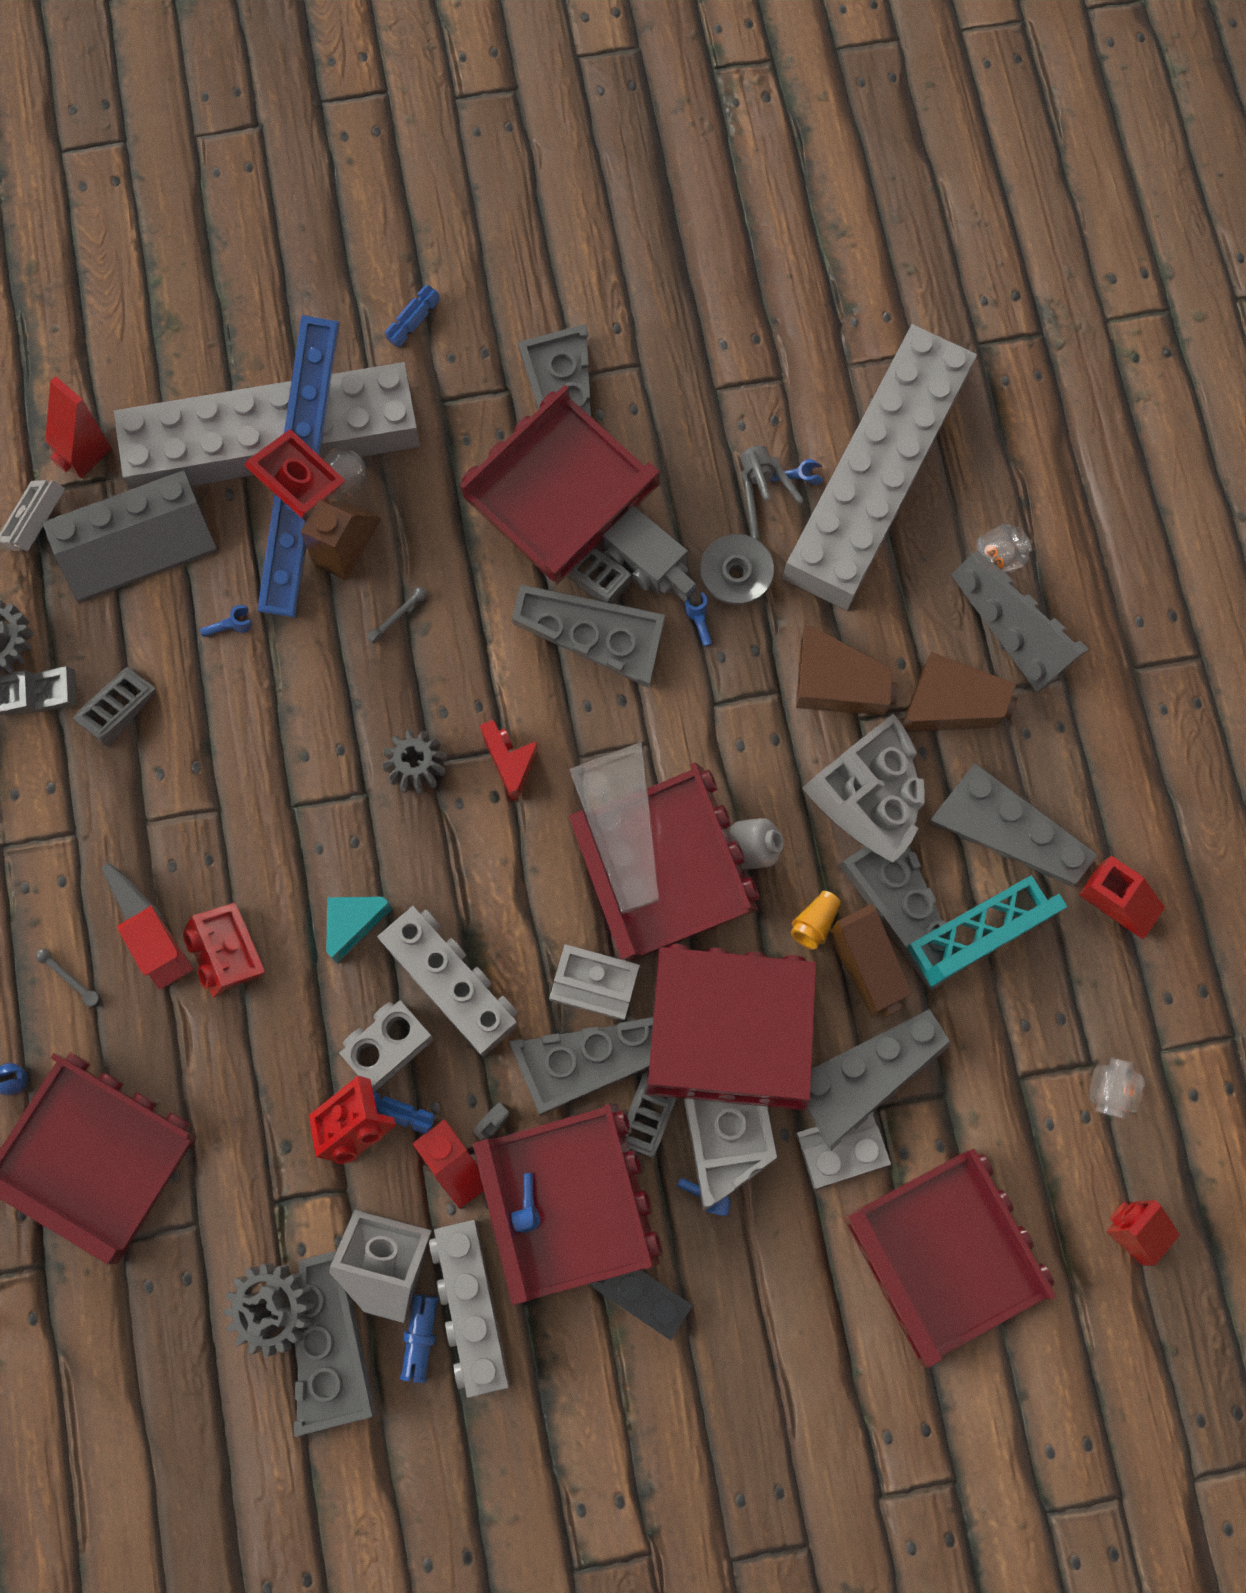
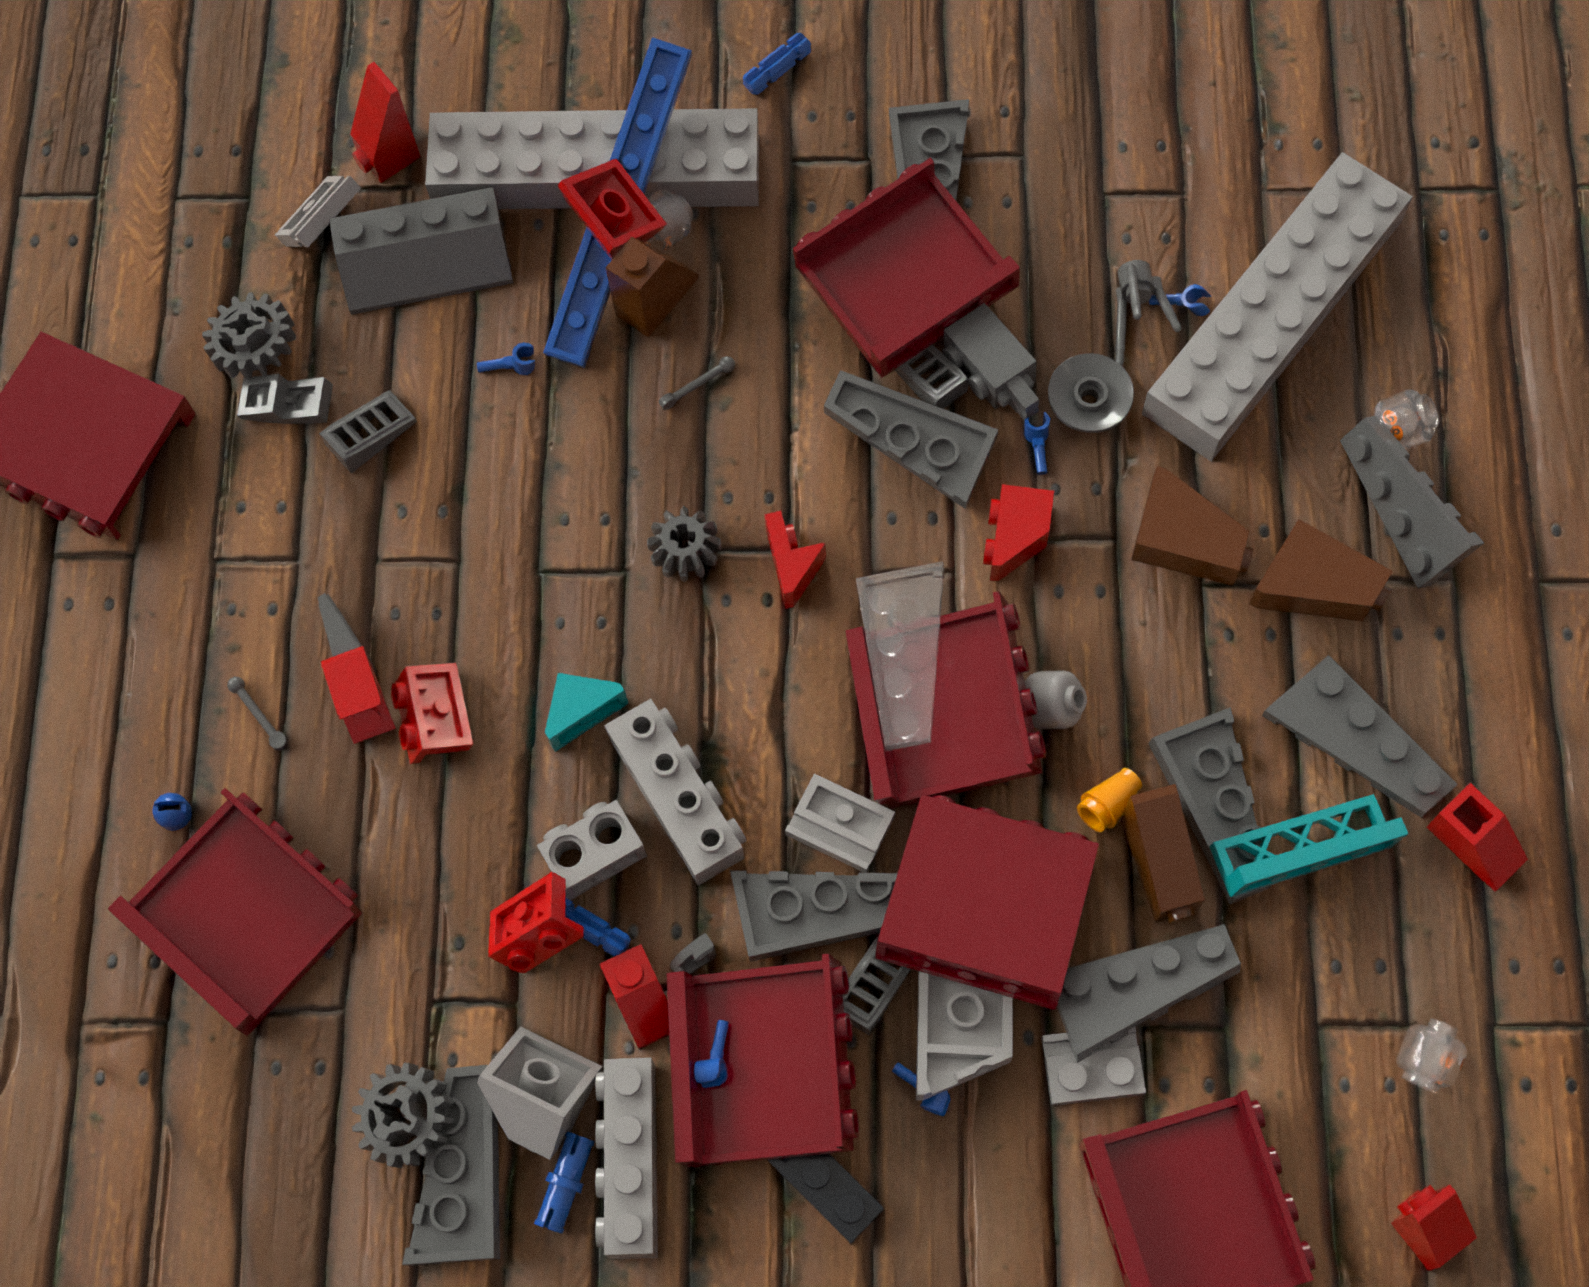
camera: 20 degrees right, 5 degrees down
(699, 696) = (1021, 528): none -> red slope
(874, 790) = (1203, 663): light grey brick -> none

